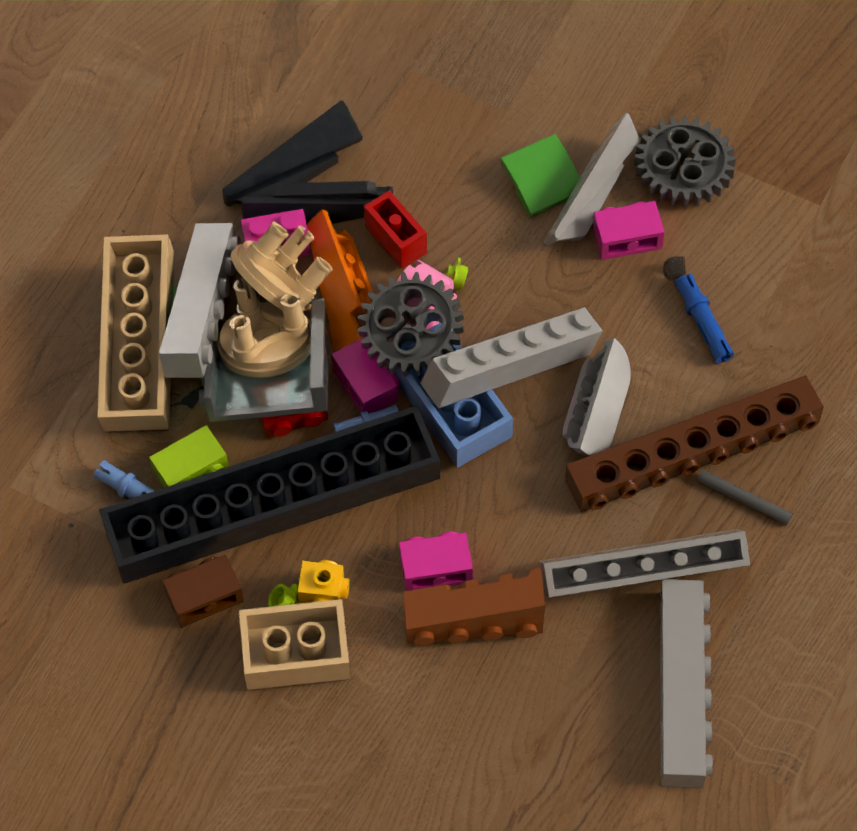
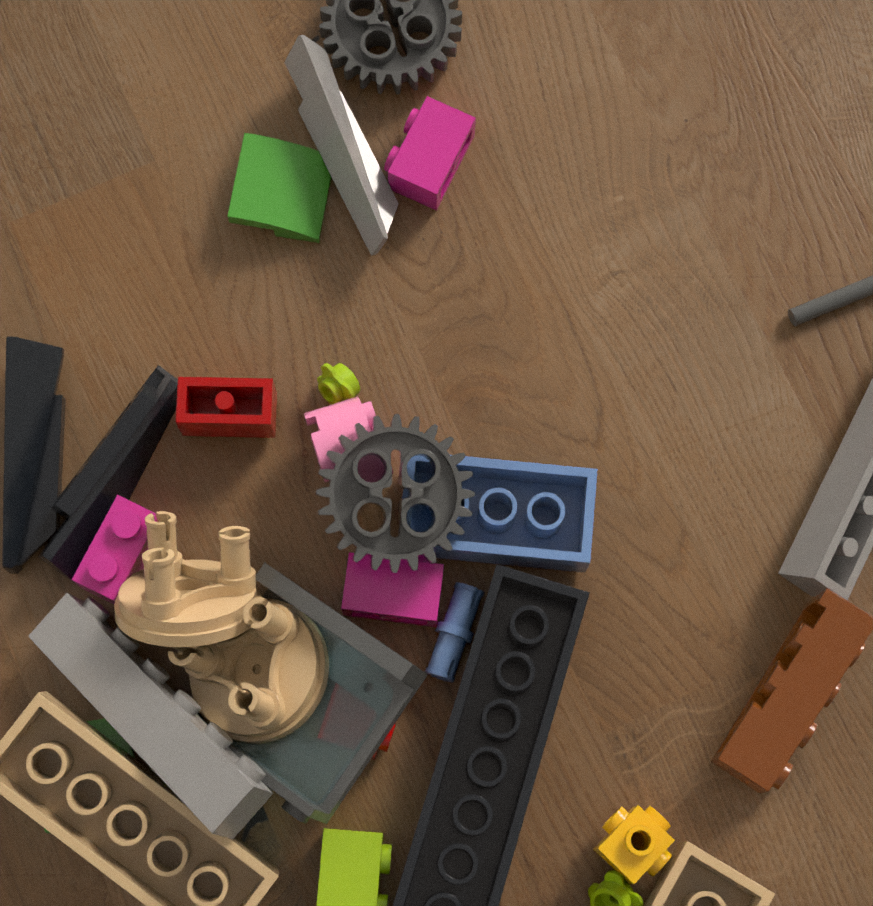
camera: 55 degrees left, 15 degrees up
(347, 283) = (277, 522): orange wedge -> none
(435, 561) = (694, 687): dark pink brick -> none
(510, 357) = (521, 415): light grey brick -> none
(598, 400) = (624, 357): light grey brick -> none
(674, 268) = (518, 142): clear smoke hinge -> none
(698, 307) = (605, 162): blue pin -> none
(704, 429) = (783, 144): reddish brown brick -> none

